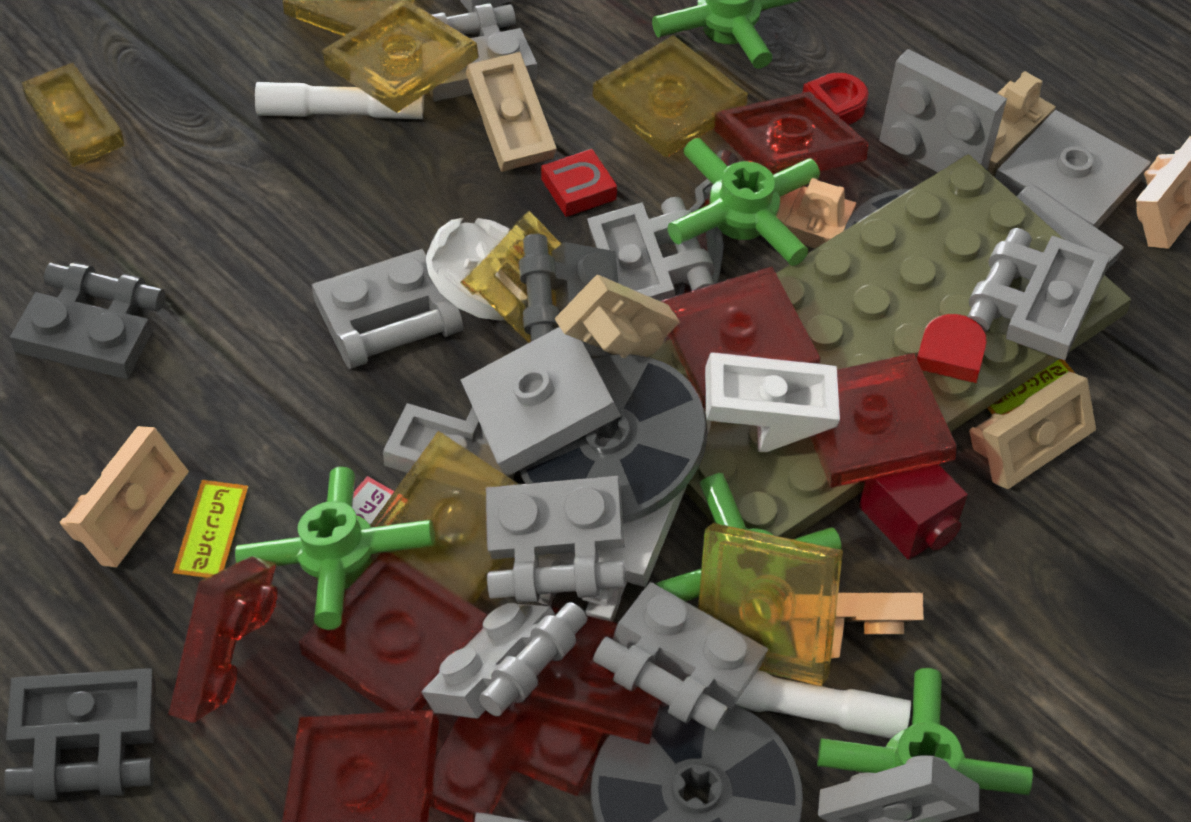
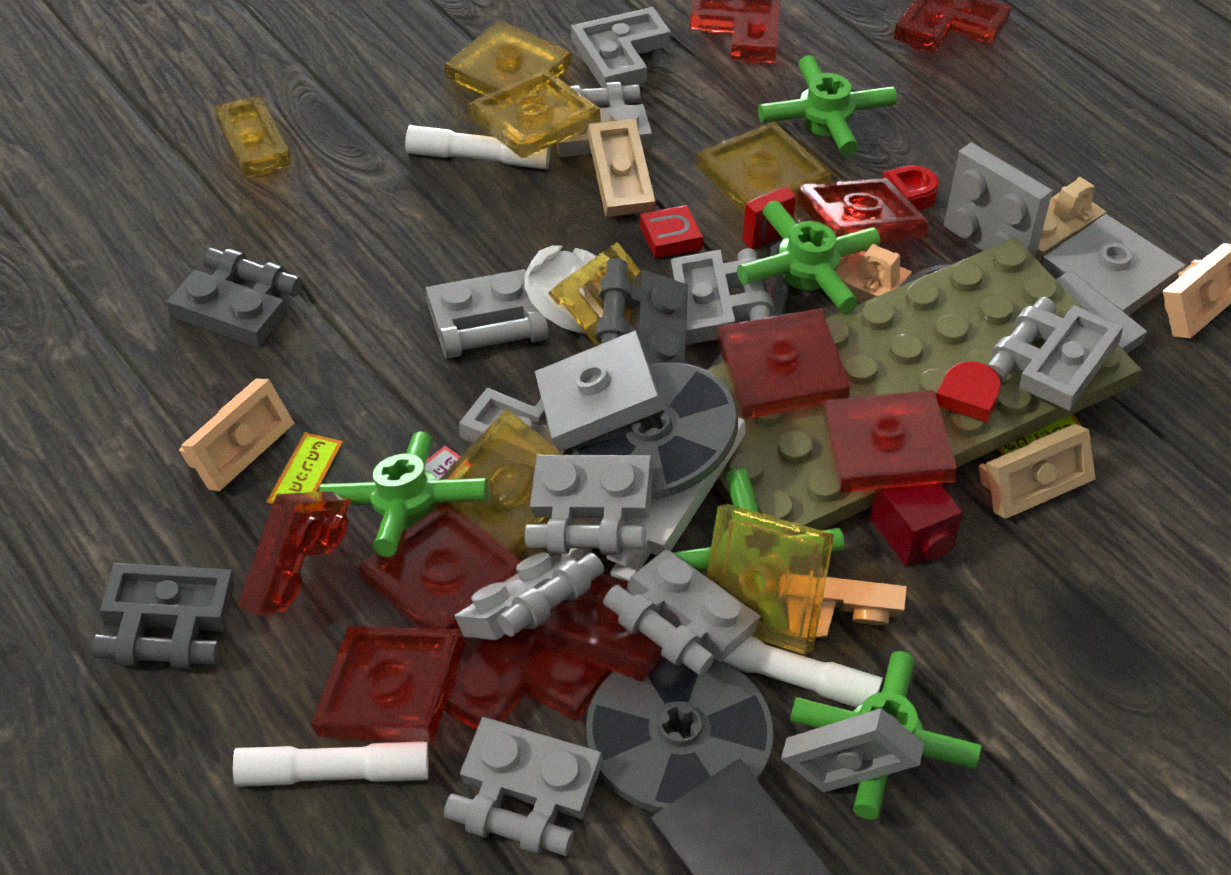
camera: 10 degrees right, 5 degrees down
(617, 319) = (674, 331): tan hinge -> none
(675, 167) = (756, 227): none -> red tile
(775, 395) = (807, 409): white slope -> none

